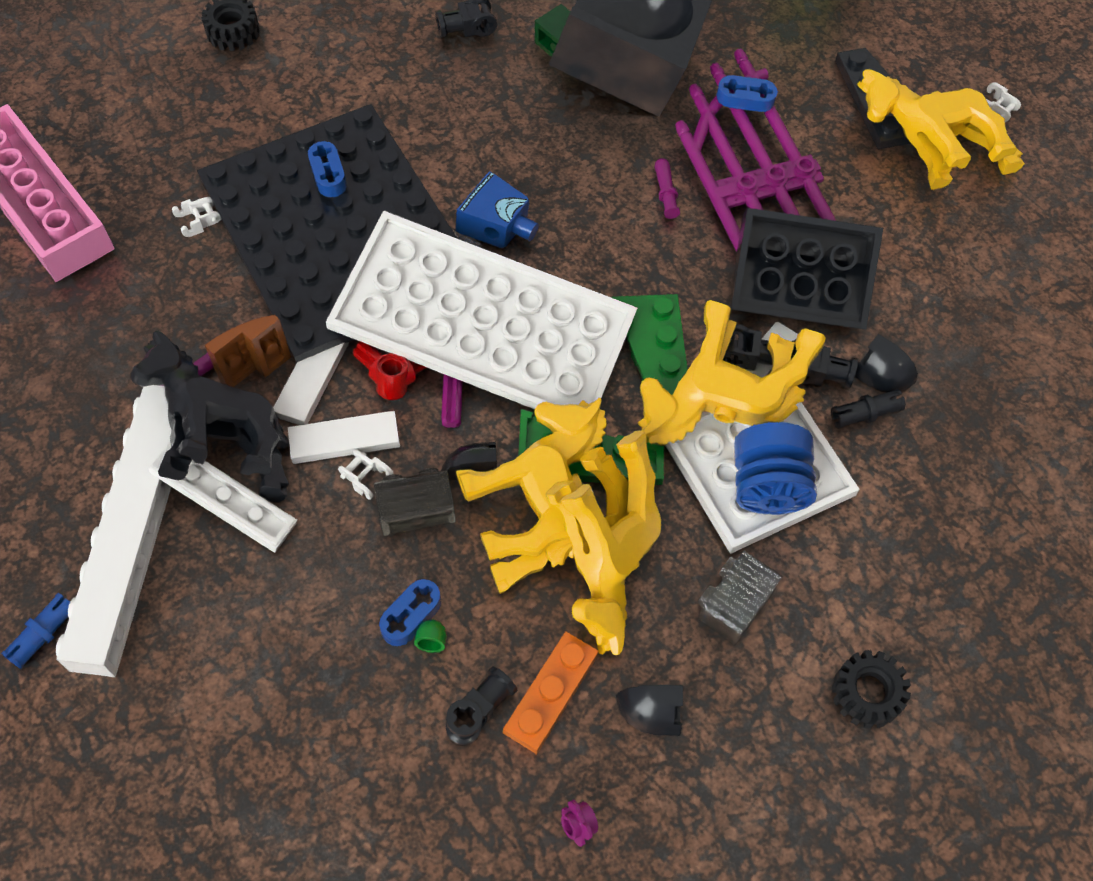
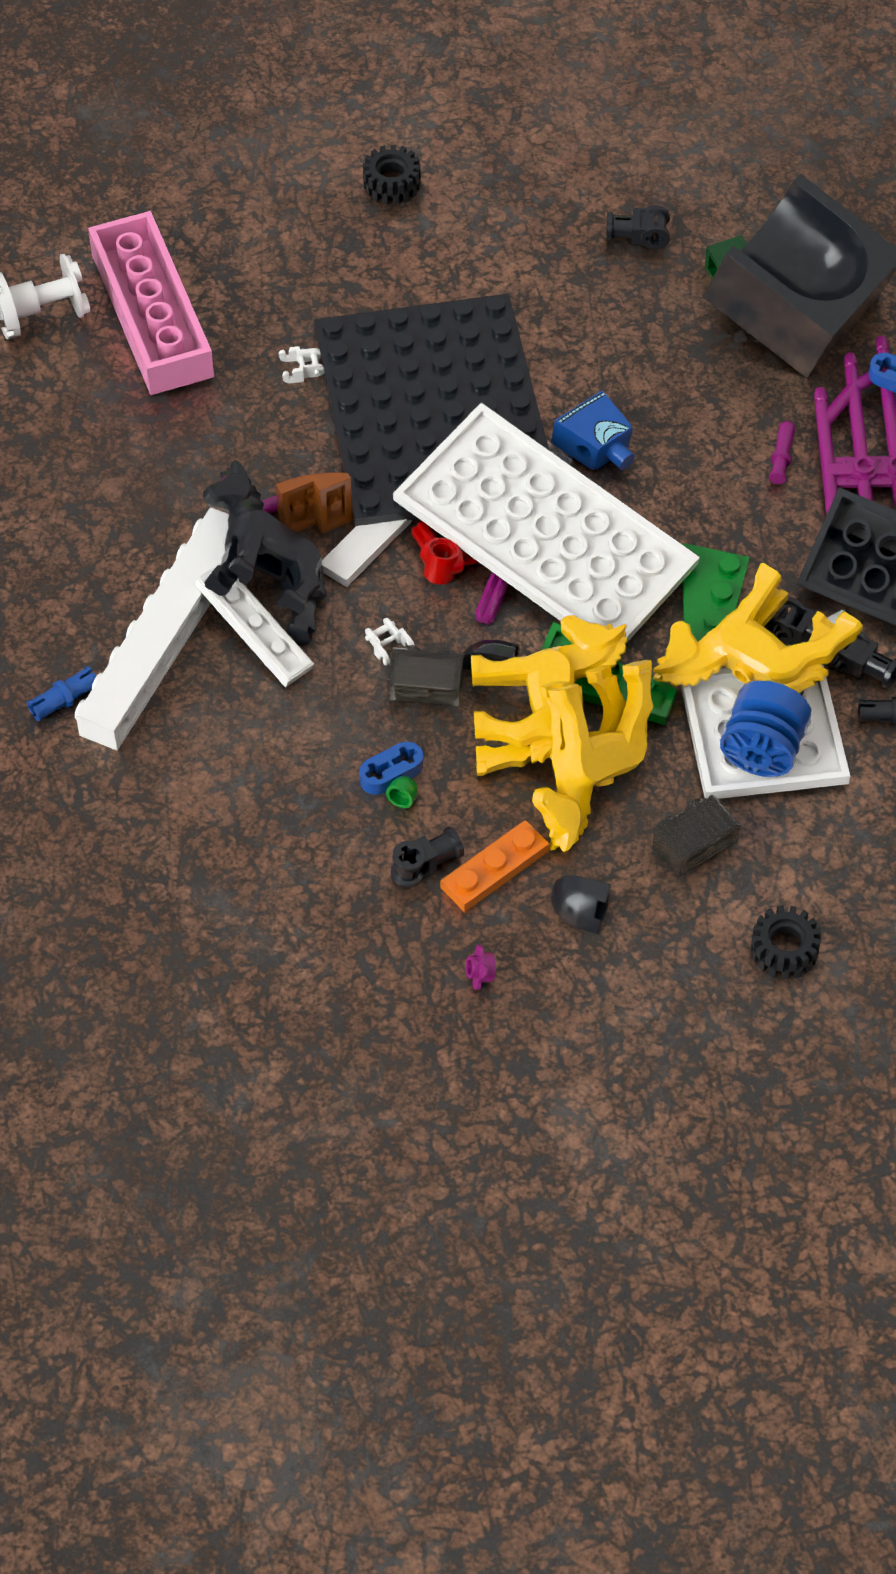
camera: 20 degrees right, 5 degrees down
(332, 167) = (442, 349): blue beam -> none
(343, 436) = (378, 603): white tile -> none

